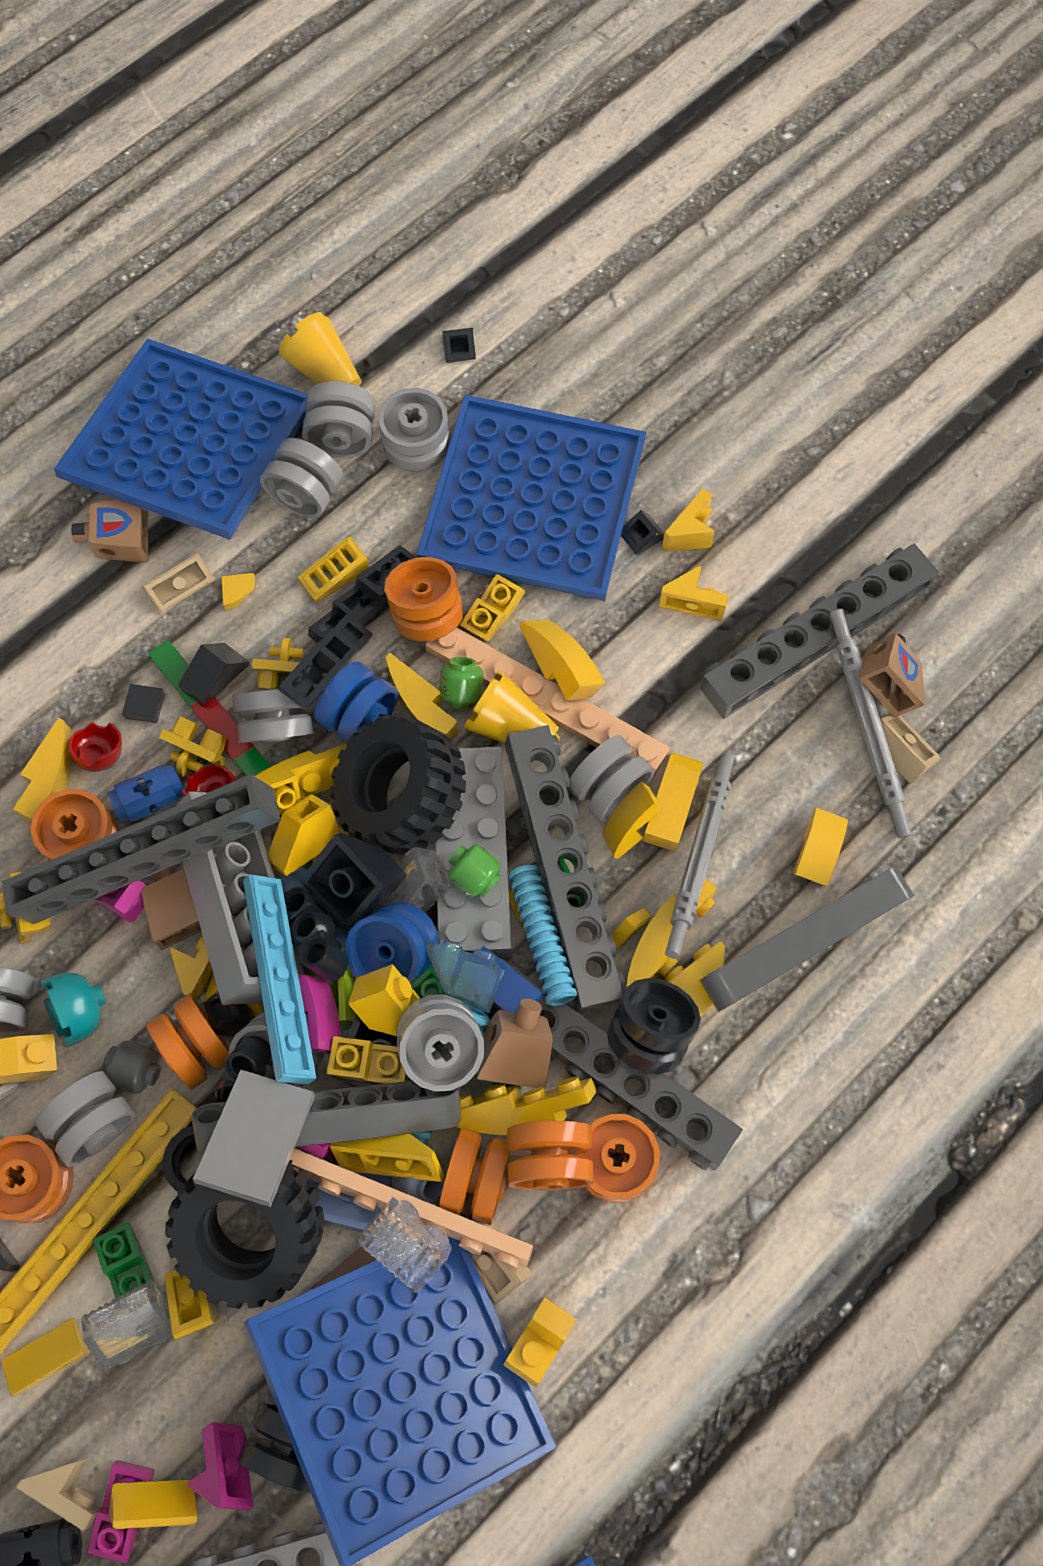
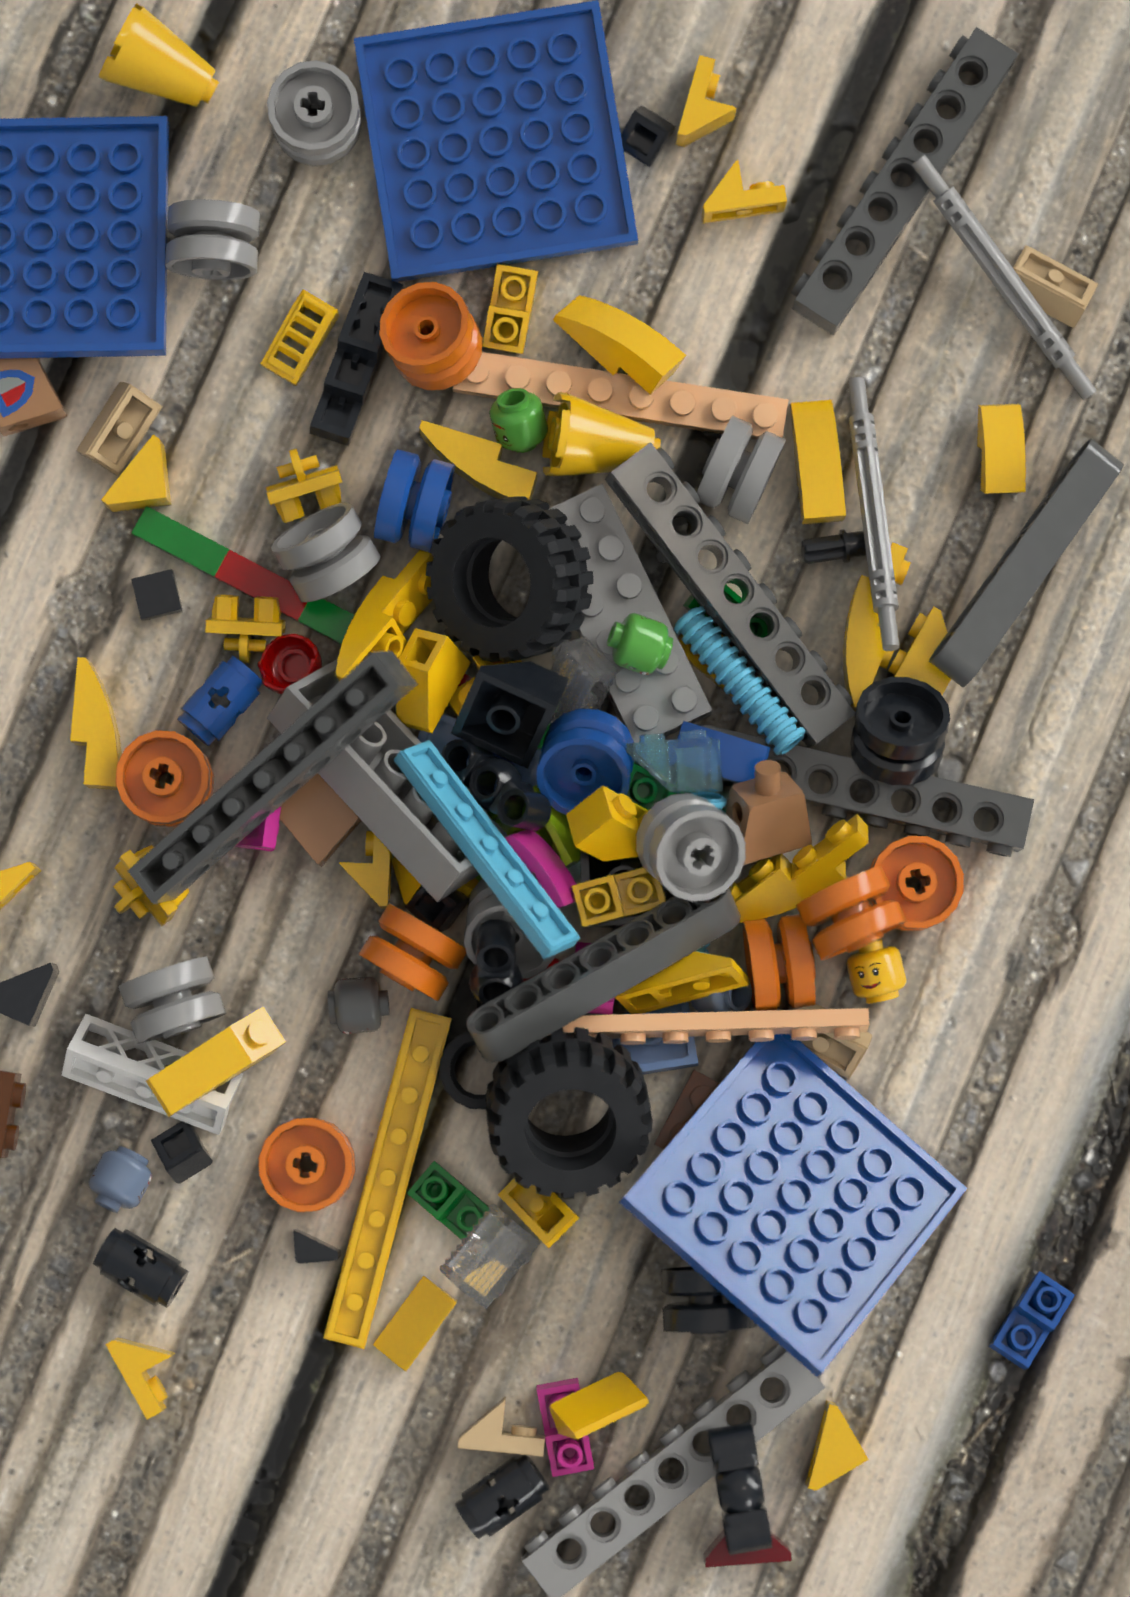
camera: 25 degrees left, 15 degrees up
(72, 1006) = (264, 970): teal cylinder -> none
(85, 1118) = (345, 1078): light grey wheel -> none
(96, 747) = (134, 671): red hair -> none
(172, 620) = (142, 481): none -> yellow slope
(211, 671) = (221, 525): black slope -> none
(225, 1480) = (657, 1350): dark pink slope -> none
(236, 589) = (195, 408): yellow tile -> none
(254, 1138) = (549, 1022): light grey tile -> none
(324, 661) = (360, 467): black slope -> none
(339, 418) = (220, 142): light grey wheel -> none
(406, 1243) = (740, 1060): clear brick -> none
(540, 1342) = (910, 1096): yellow slope -> none
(555, 1219) = (876, 972): none -> yellow head
(629, 926) = (828, 628): yellow tile -> none
(631, 814) = (778, 508): yellow slope -> none
(659, 868) = (834, 547): none -> black axle
(893, 674) = (1010, 207): medium nougat torso -> none

